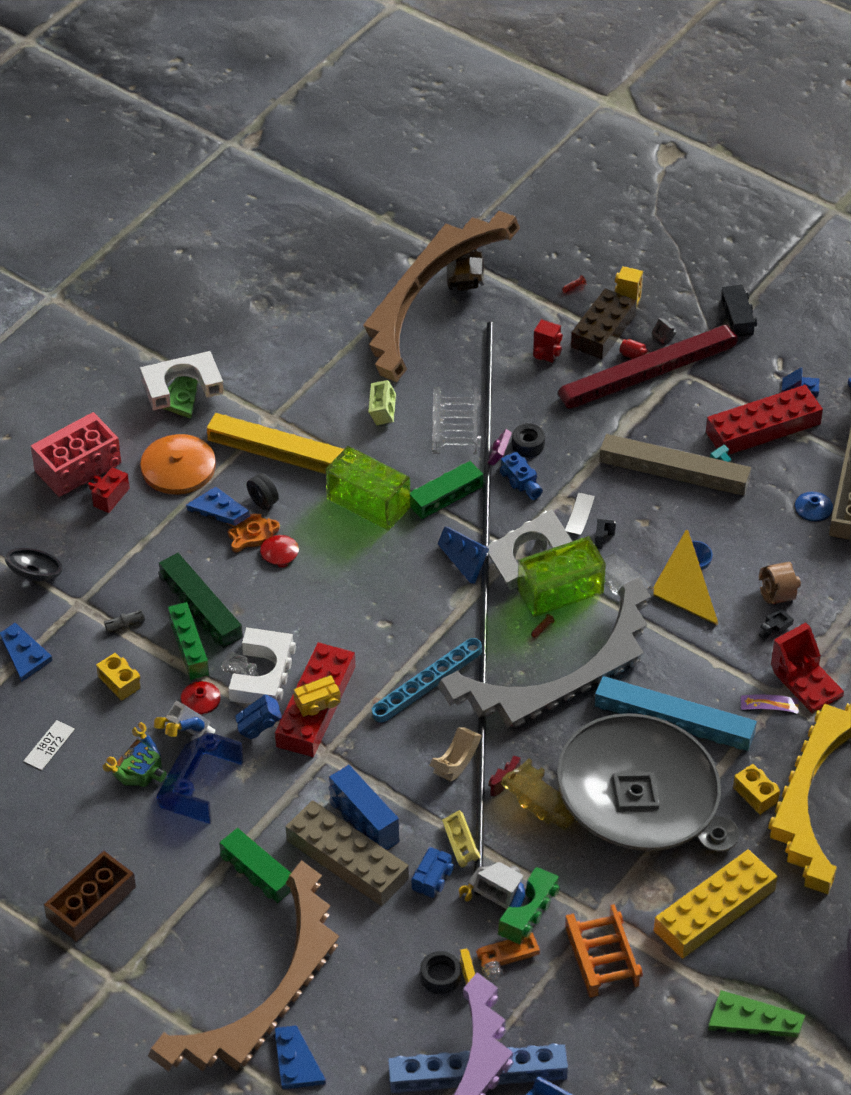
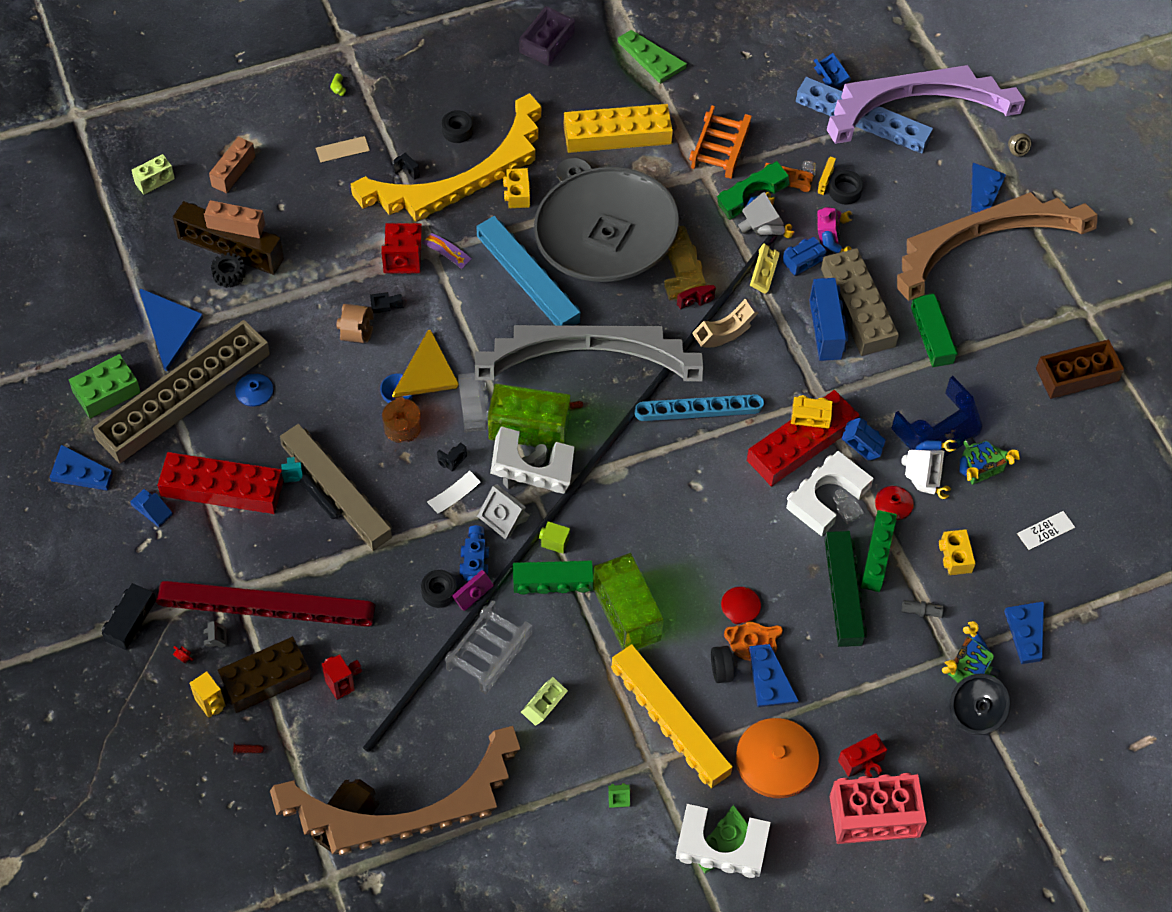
camera: 150 degrees left, 10 degrees up
(58, 594) = (972, 658): none -> torso
(280, 380) = (619, 795): none -> bright green tile
(424, 907) = (829, 228): none -> torso
(463, 552) = (586, 502): blue wing -> none
(467, 517) = (554, 537): none -> lime brick
(519, 512) = (502, 512): none -> light grey bracket
(632, 349) = (263, 629): red brick -> none
(666, 533) = (401, 420): none -> clear orange brick
(675, 304) = (182, 654): none -> red plate

